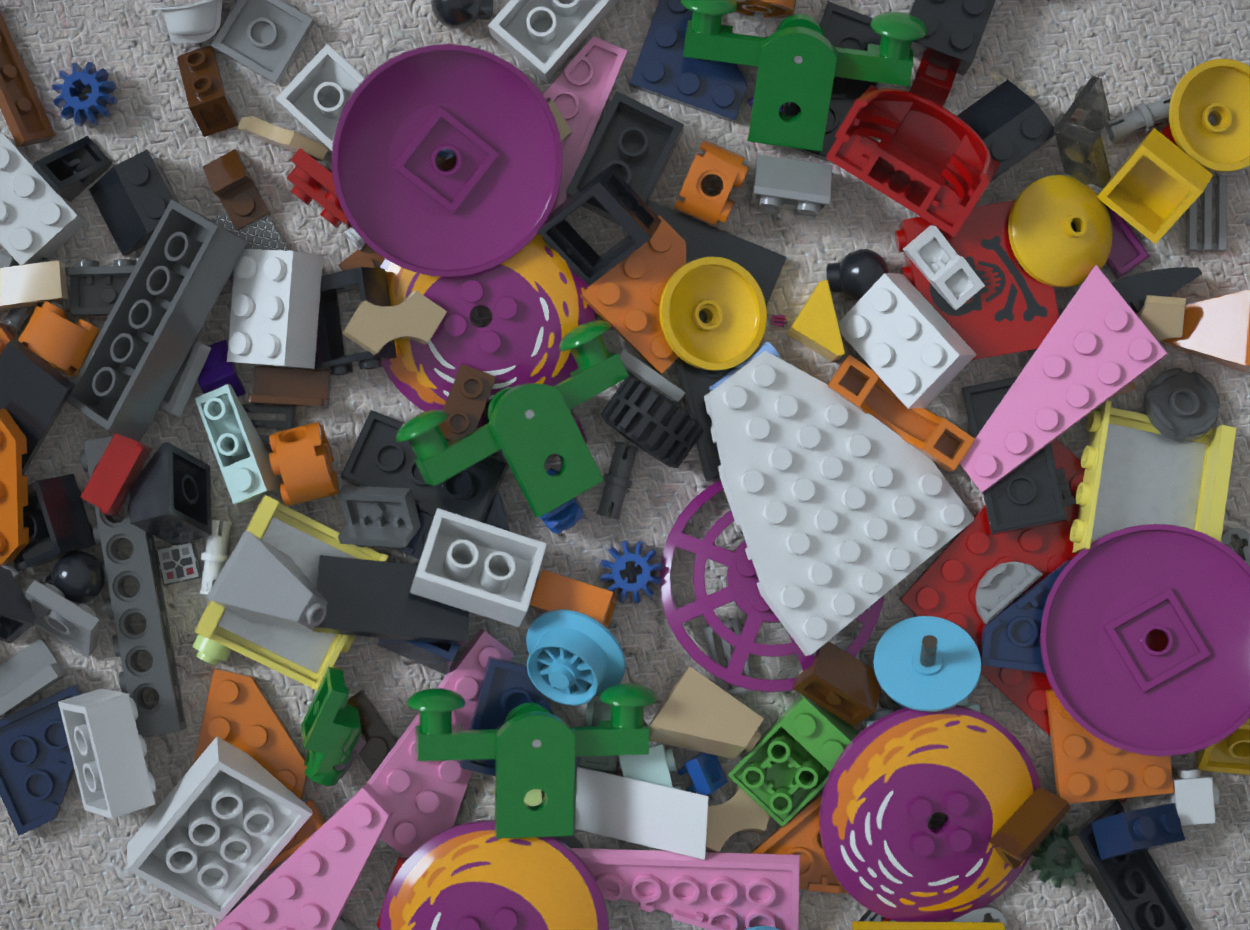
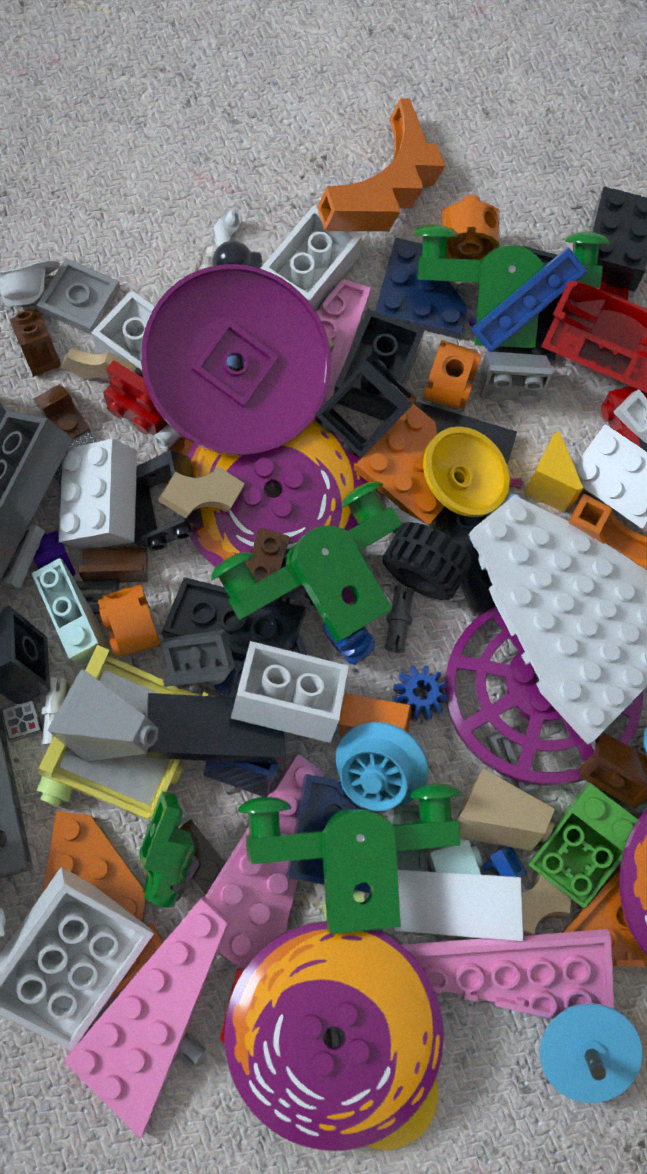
camera: 10 degrees left, 15 degrees down
(816, 98) = (529, 300): none -> blue tile
(856, 273) = (579, 435): black piece -> none

